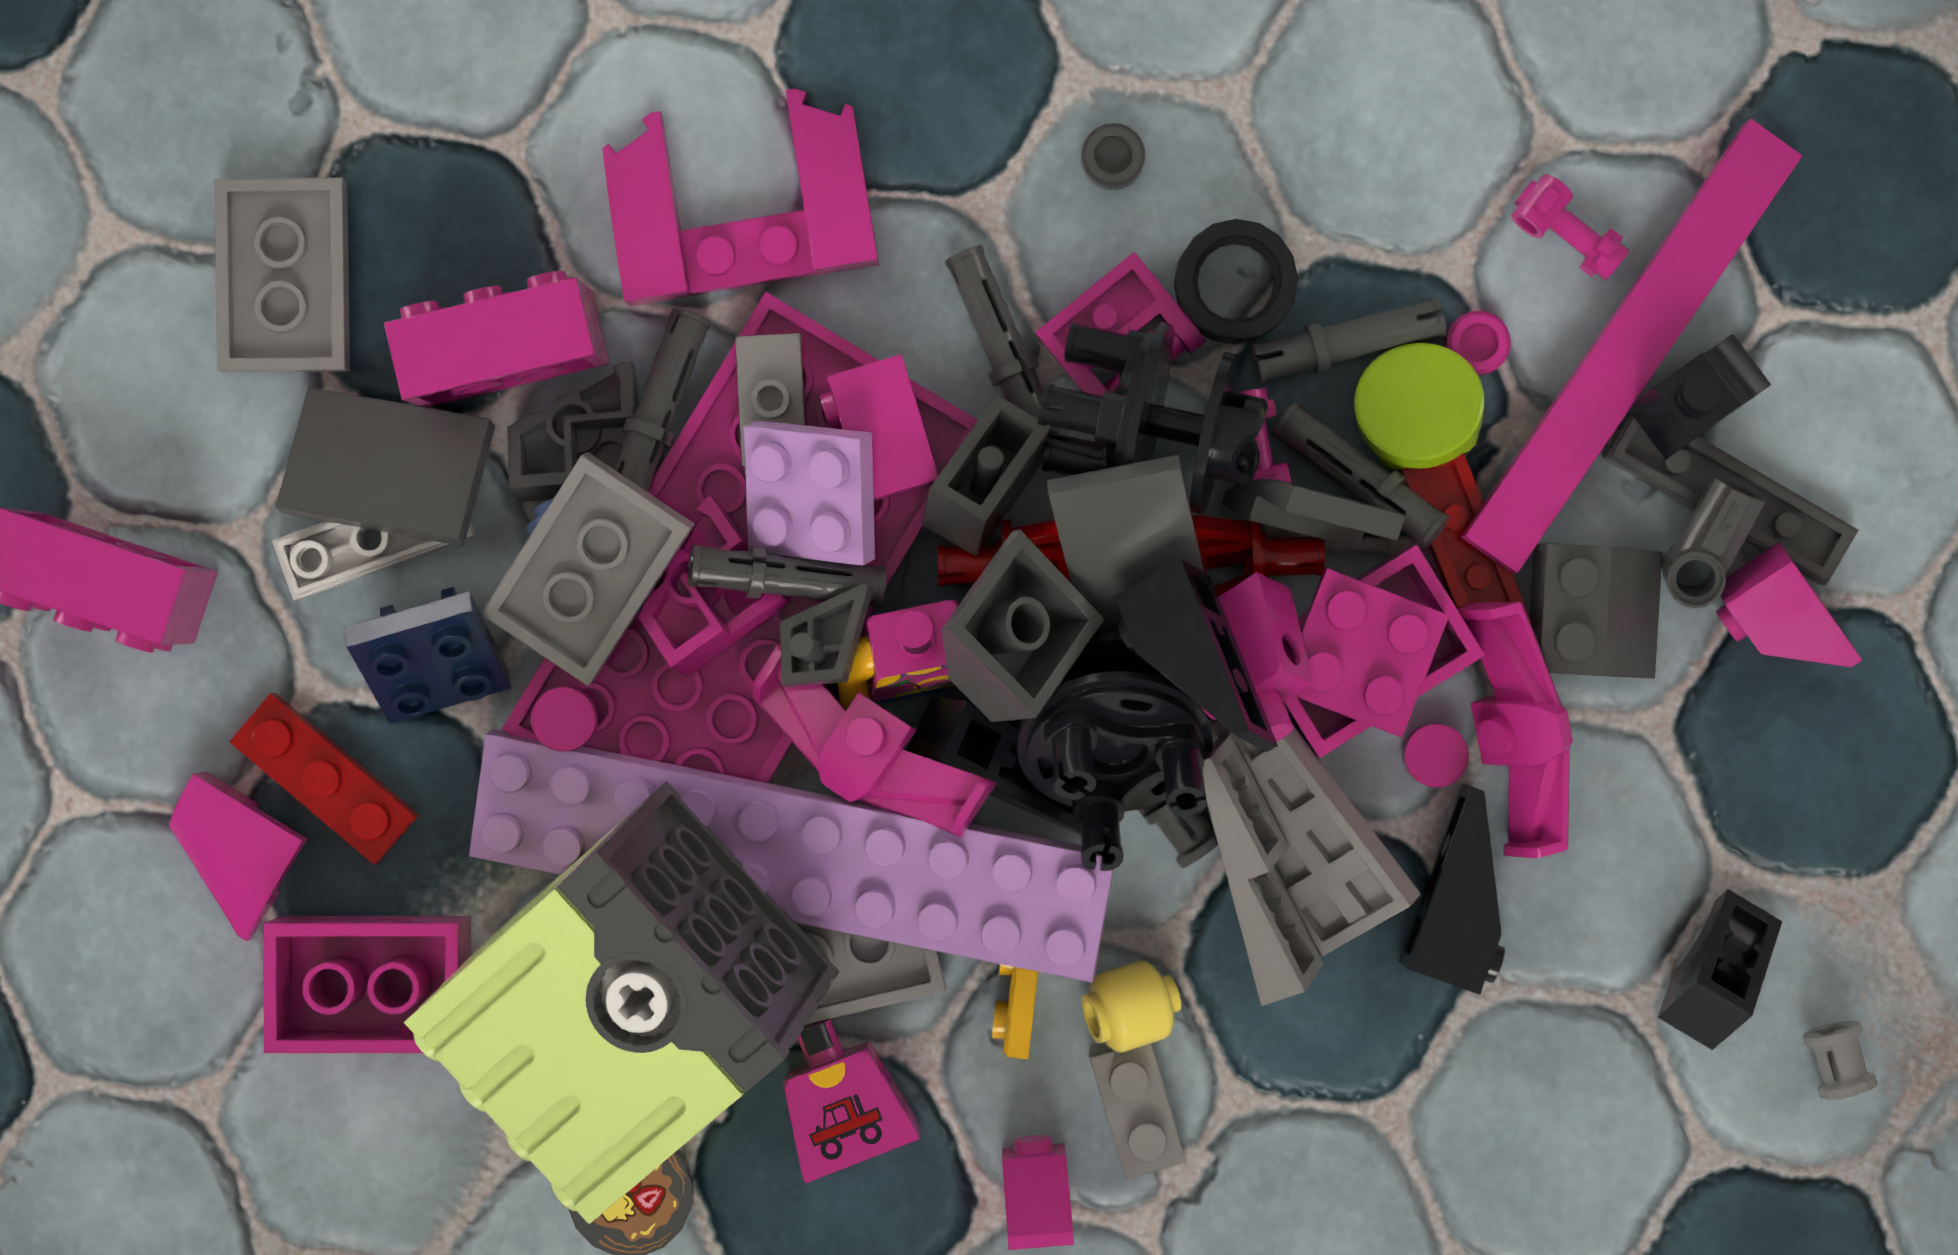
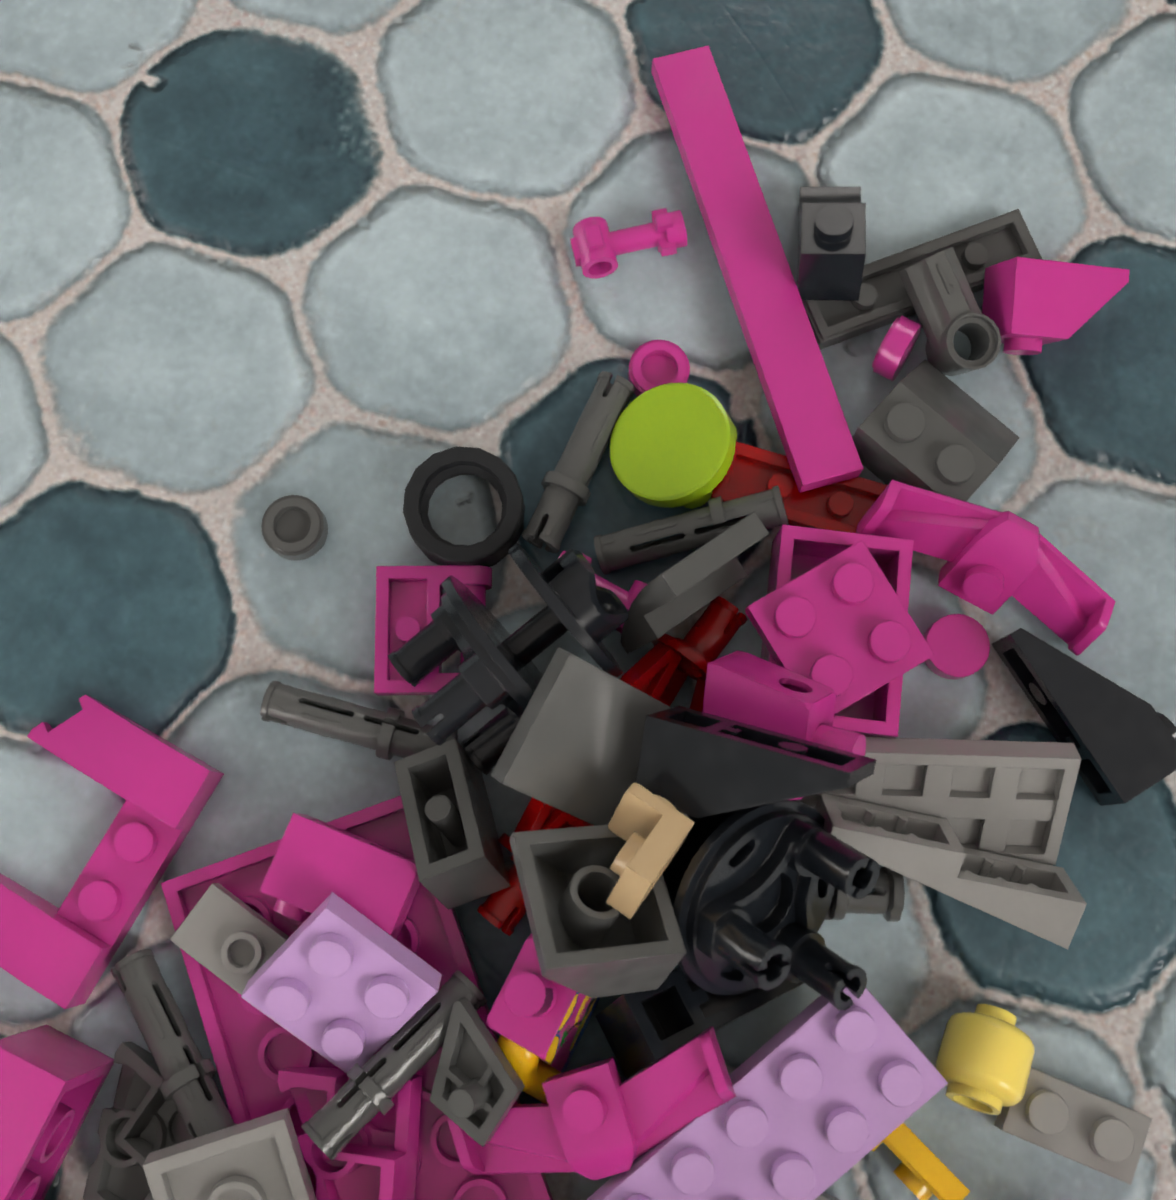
camera: 55 degrees left, 10 degrees down
(1096, 632) = (652, 839): none -> tan bracket
(1650, 521) = (896, 347): none -> dark pink tile

